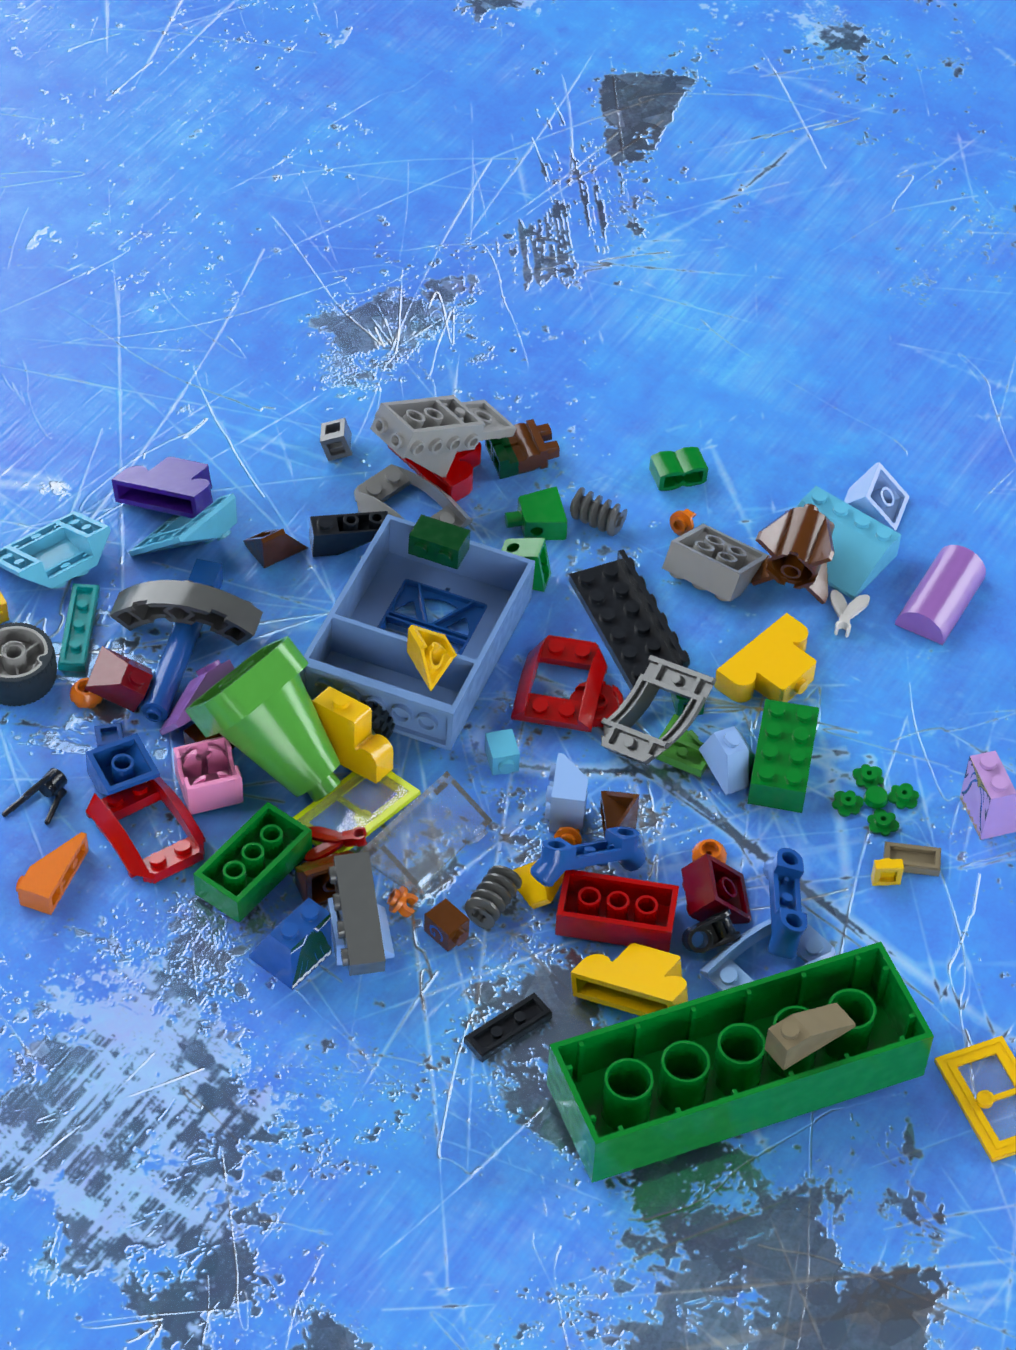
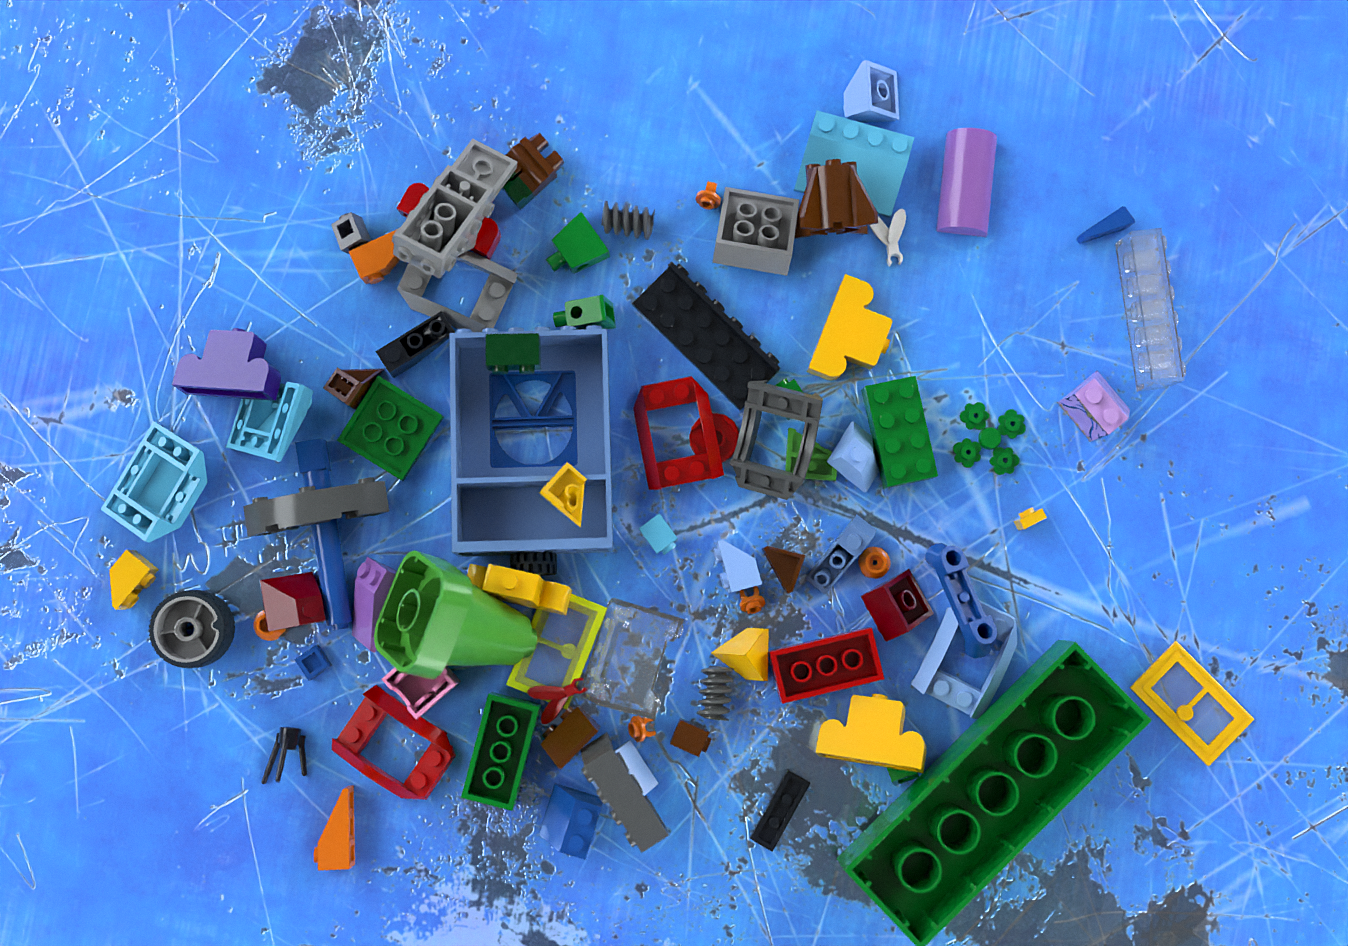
camera: 25 degrees left, 35 degrees up
(79, 627) = (225, 553): teal tile -> none
(120, 765) = (343, 707): blue slope -> none
(289, 587) = (390, 428): none -> green plate
(358, 461) = (375, 259): none -> orange slope
(559, 855) = (771, 645): blue plate -> none
(678, 468) = (678, 132): green brick -> none
(680, 831) = (841, 554): none -> medium blue slope
(715, 930) = (908, 654): black piece -> none
(806, 1033) = (1054, 771): dark tan slope -> none
(915, 858) = (1042, 490): dark tan tile -> none

